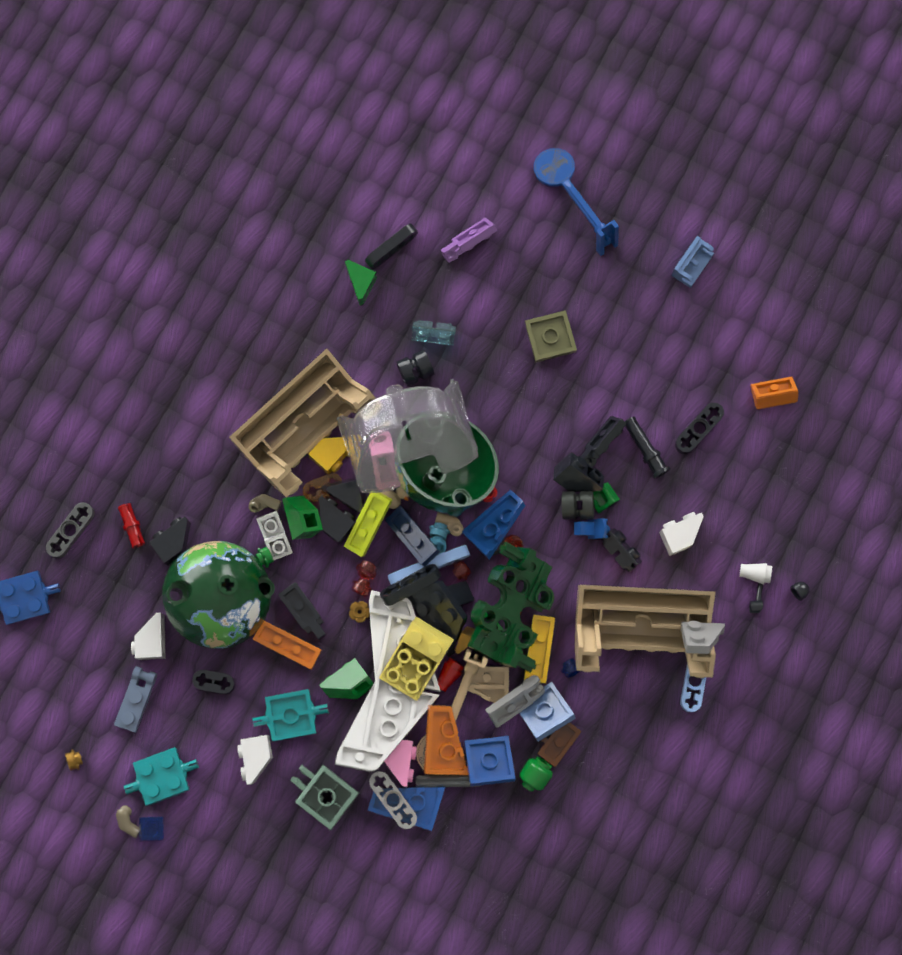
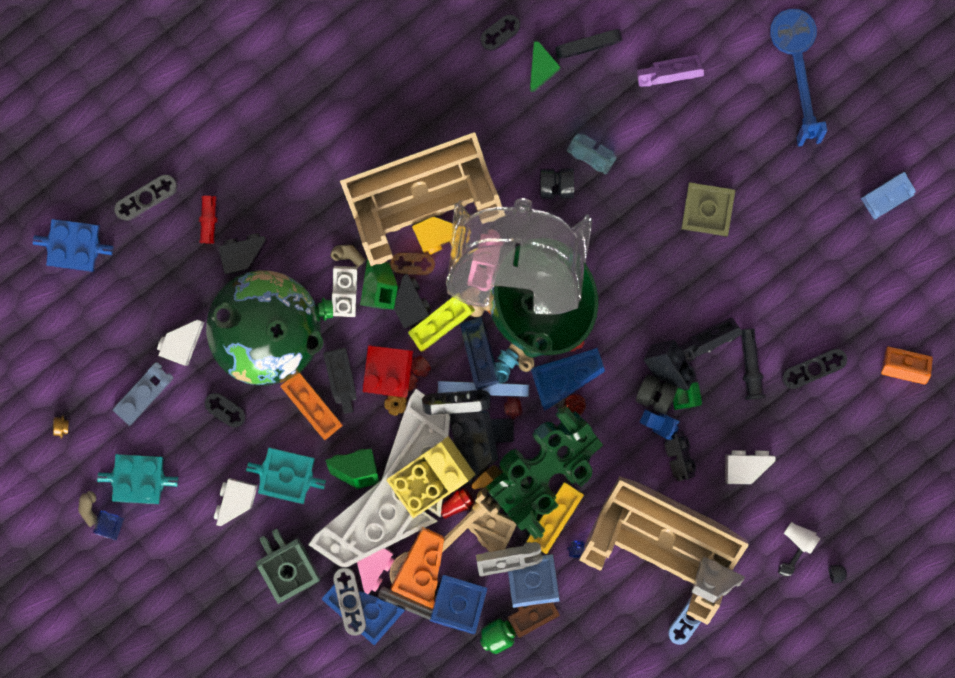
camera: 25 degrees right, 10 degrees up
(310, 265) = (496, 28): none -> black beam
(340, 586) = (387, 371): none -> red plate
(346, 493) = (433, 281): black slope -> none

